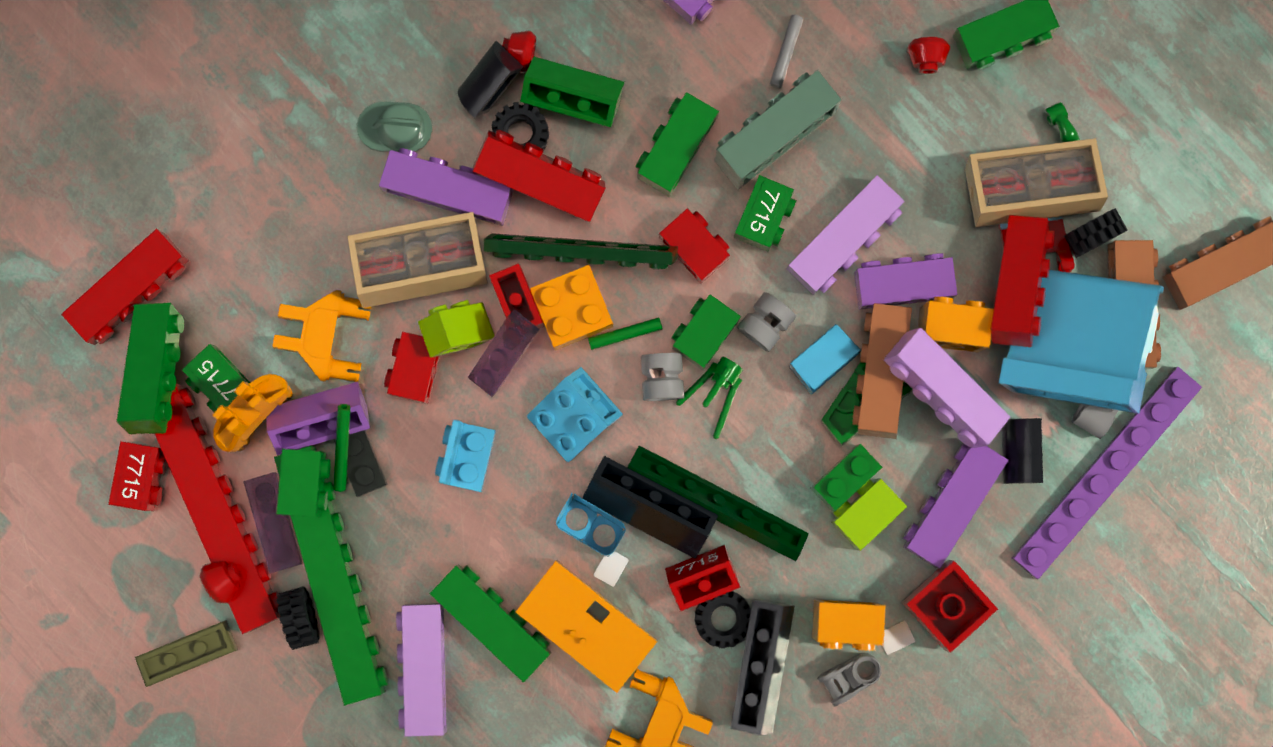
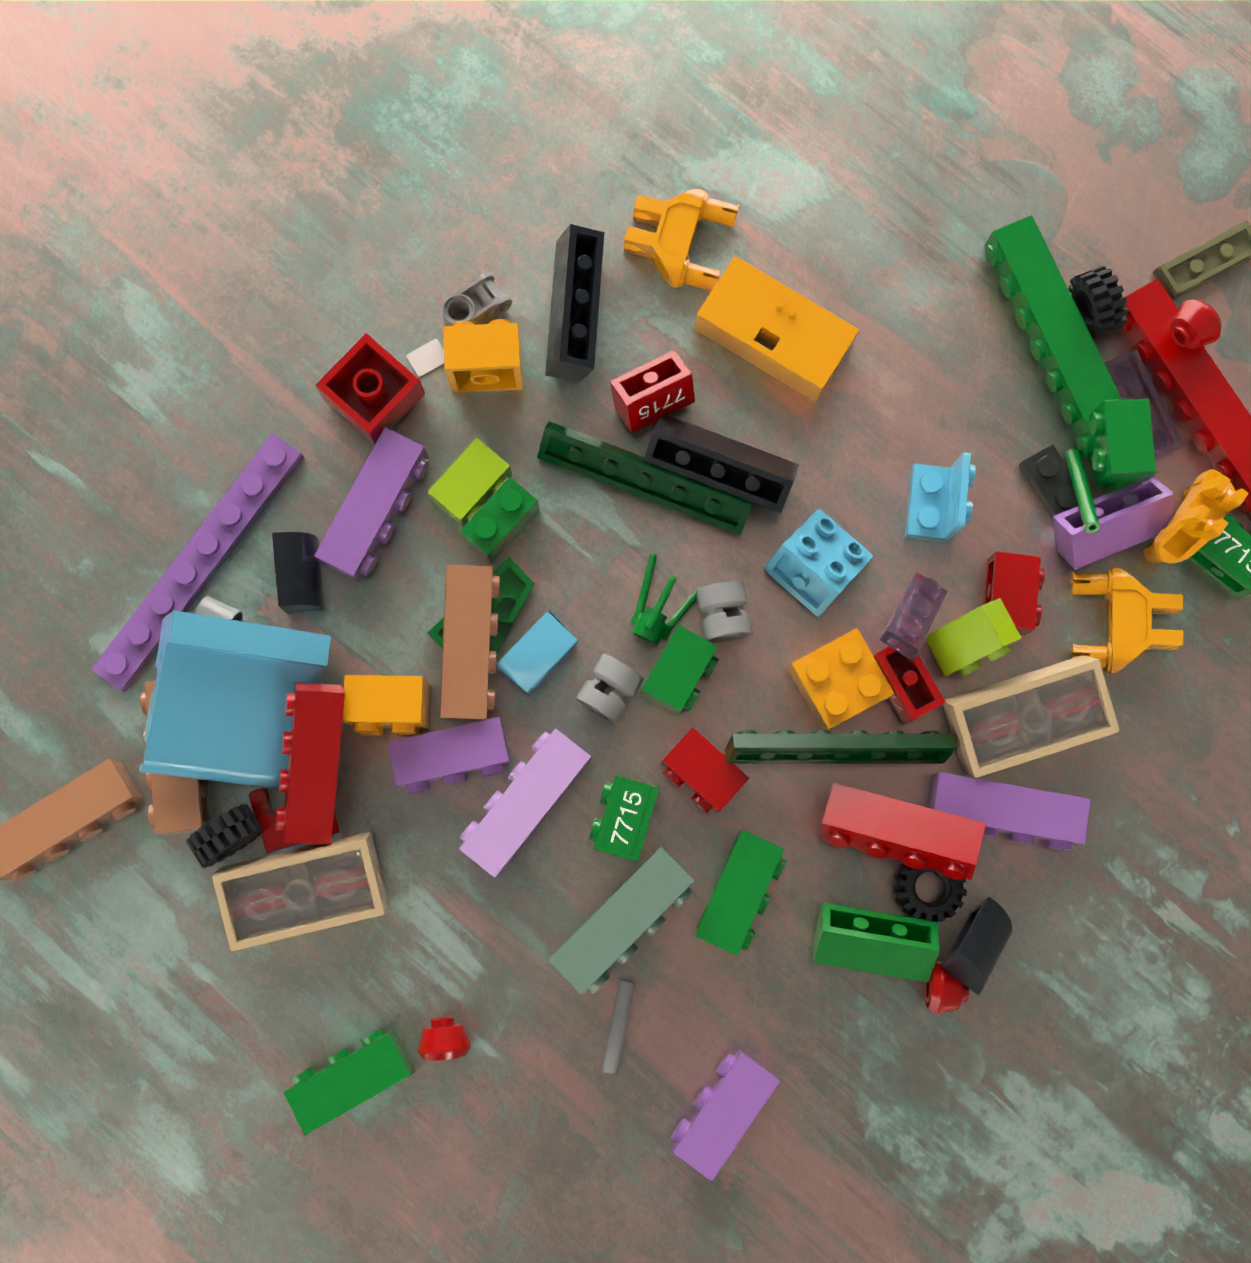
camera: 170 degrees right, 5 degrees down
(394, 126) = (1078, 879): sand green piece -> none
(423, 669) = (949, 267): lavender brick -> none
(490, 622) = (884, 322): green brick -> none
(593, 522) = (783, 419): medium azure piece -> none
(611, 568) = (754, 400): white sticker -> none
(625, 333) = (772, 661): green piece -> none
(723, 638) = (617, 334): black tyre -> none
(946, 388) = (392, 622): lavender brick -> none
(1058, 115) = (278, 980): green arm -> none

